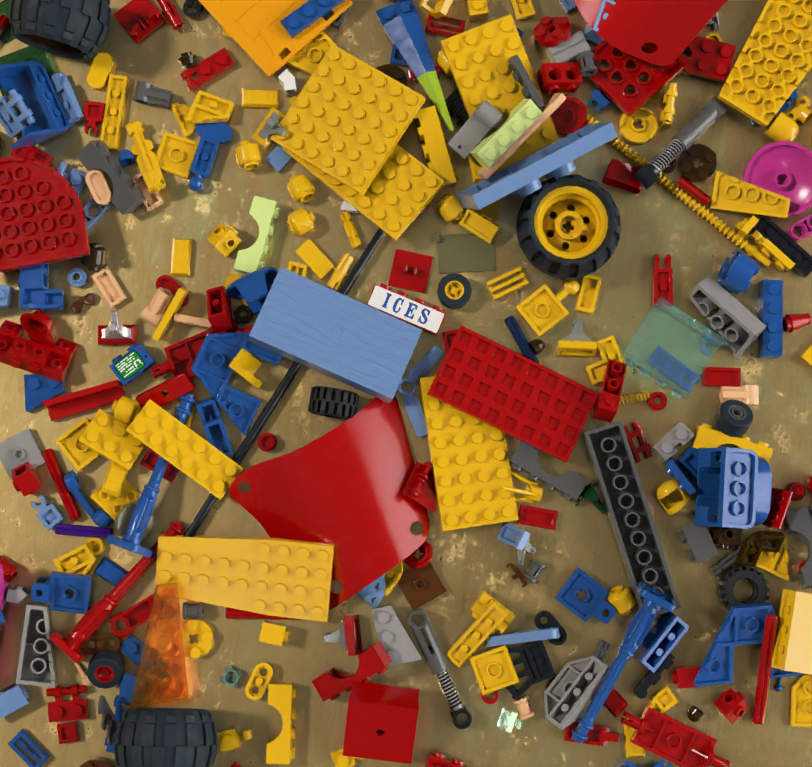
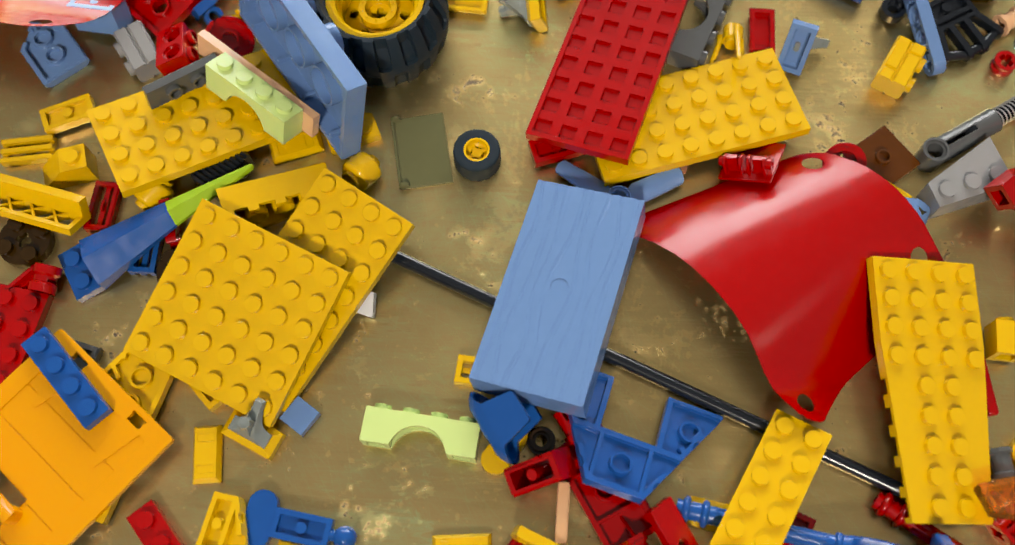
camera: 90 degrees left, 15 degrees down
(214, 425) = (716, 464): blue slope -> none
(224, 239) = (430, 480): yellow brick -> none
(246, 366) = (622, 424): yellow panel -> none
(248, 155) = (296, 459): yellow head -> none
(267, 442) = (727, 384): red plate -> none
(288, 81) = (184, 409): white piece -> none
(300, 221) = (394, 370): yellow head -> none
(301, 188) = (343, 375): yellow head -> none
(315, 259) = (448, 346): yellow tile -> none
(333, 402) = (659, 287): black tyre -> none
(340, 271) = (464, 308): yellow axle -> none
(347, 635) = (979, 243): red piece -> none
(350, 229) = (401, 301): yellow axle -> none
(406, 309) = (508, 213): white brick -> none
(410, 271) = (453, 218): red piece -> none
(475, 129) = (234, 130): light grey door -> none
(477, 633) = (934, 77): yellow tile -> none
(479, 225) = (383, 132): yellow tile -> none
(494, 669) = (975, 55): yellow tile -> none
(518, 574) = (839, 46): reddish brown piece -> none
(520, 338) = (530, 73): dark blue axle -> none
(521, 276) = (449, 79): yellow tile -> none
(534, 571) = (833, 25): dark grey bush -> none
(537, 345) = (540, 51): dark brown hinge -> none
(544, 308) = (489, 48): yellow plate -> none
(558, 26) = (106, 58): red plate -> none
(587, 64) = (151, 23): dark grey bush -> none

